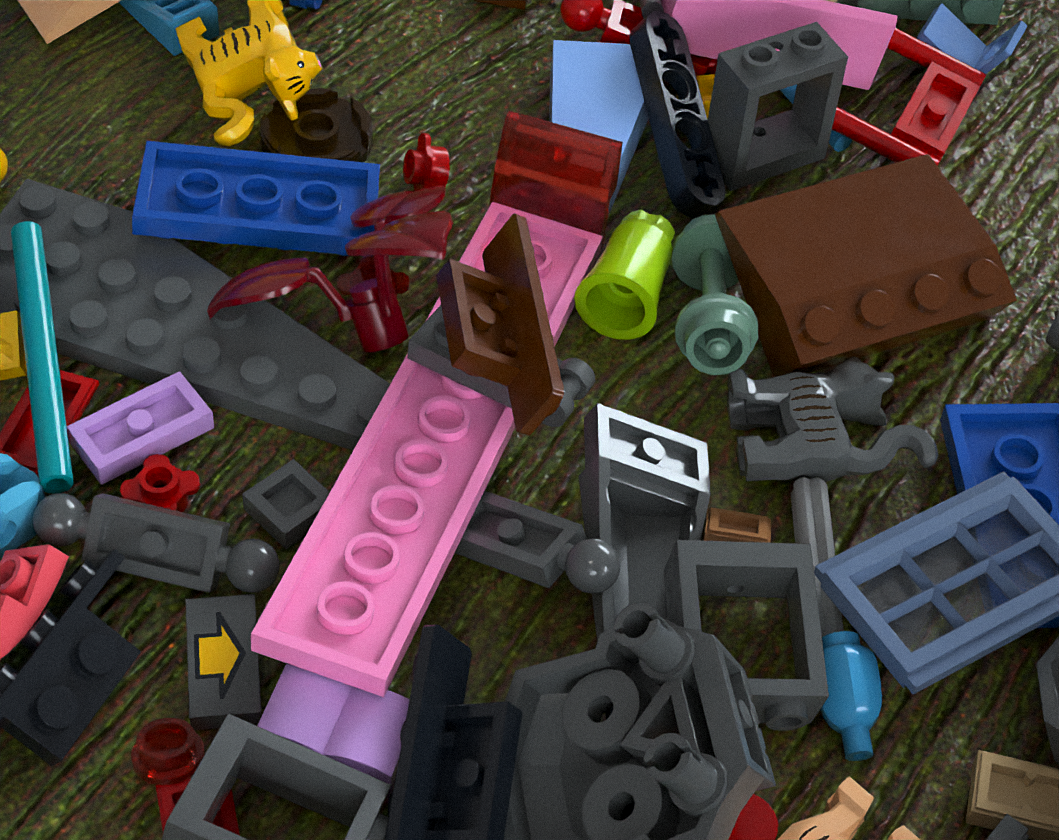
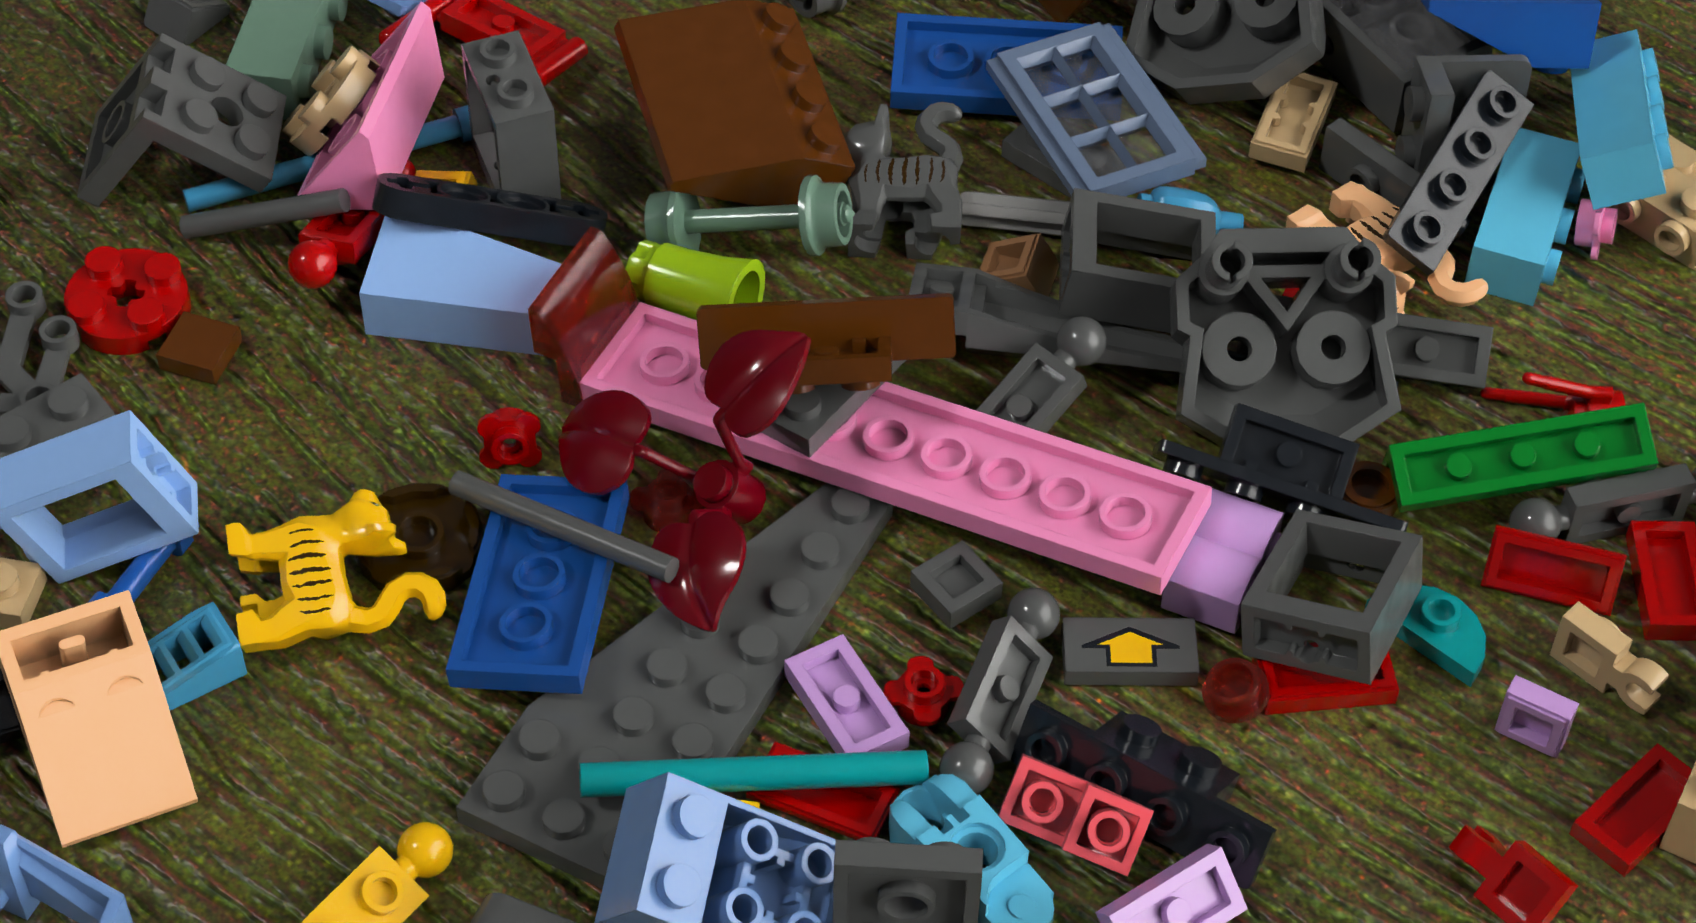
camera: 80 degrees left, 0 degrees up
(302, 197) = (564, 526): none -> dark grey bar

